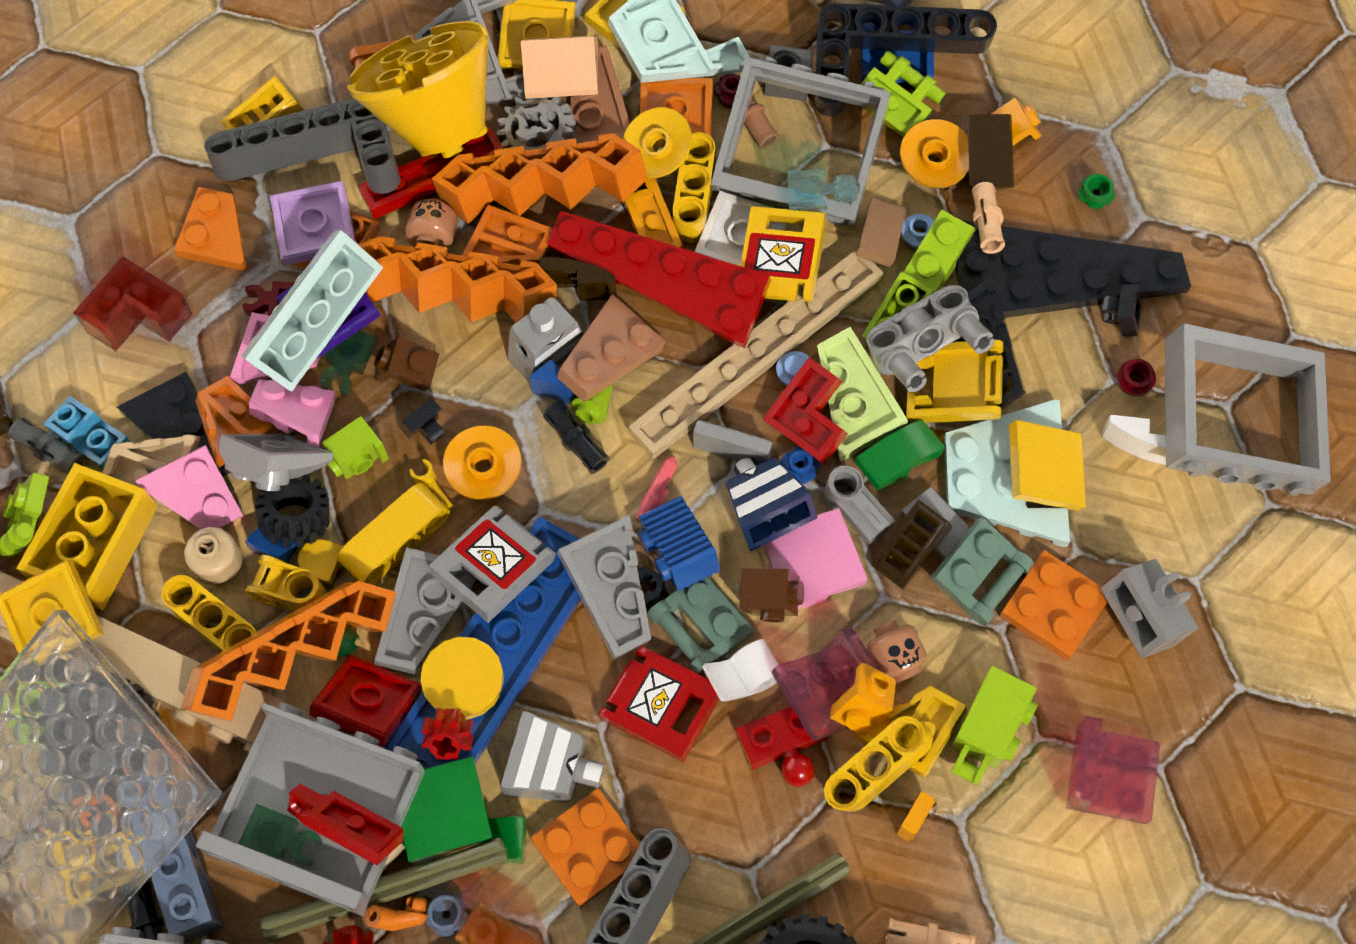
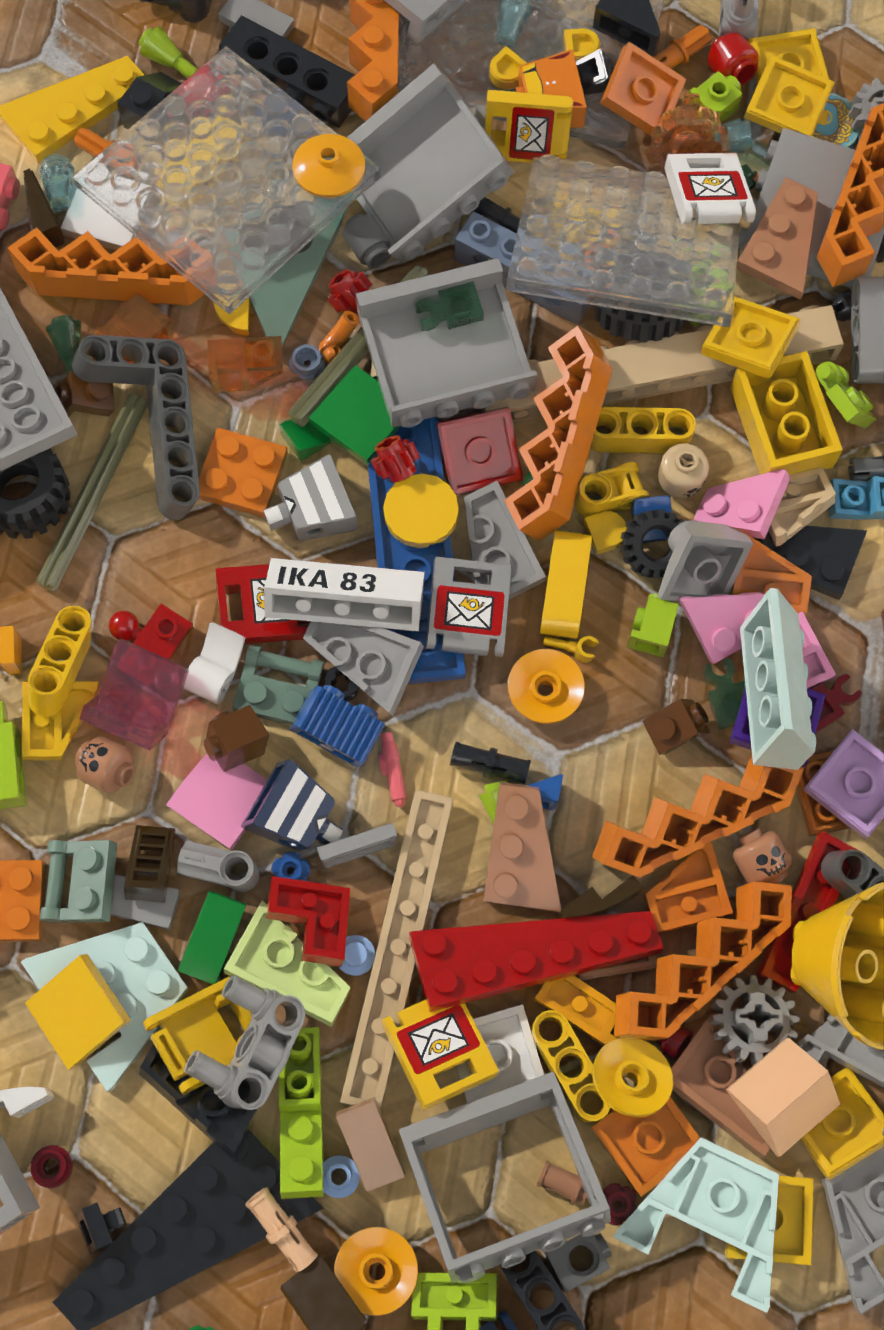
camera: 140 degrees right, 5 degrees up
(345, 823) = (410, 343): red hinge -> none
(423, 421) = (621, 687): black tile -> none
(542, 336) = (579, 825): light grey torso -> none
(589, 639) = (344, 594): none -> white brick
(809, 189) = (454, 1119): clear light blue plate -> none
(866, 701) = (96, 699): light orange bracket -> none

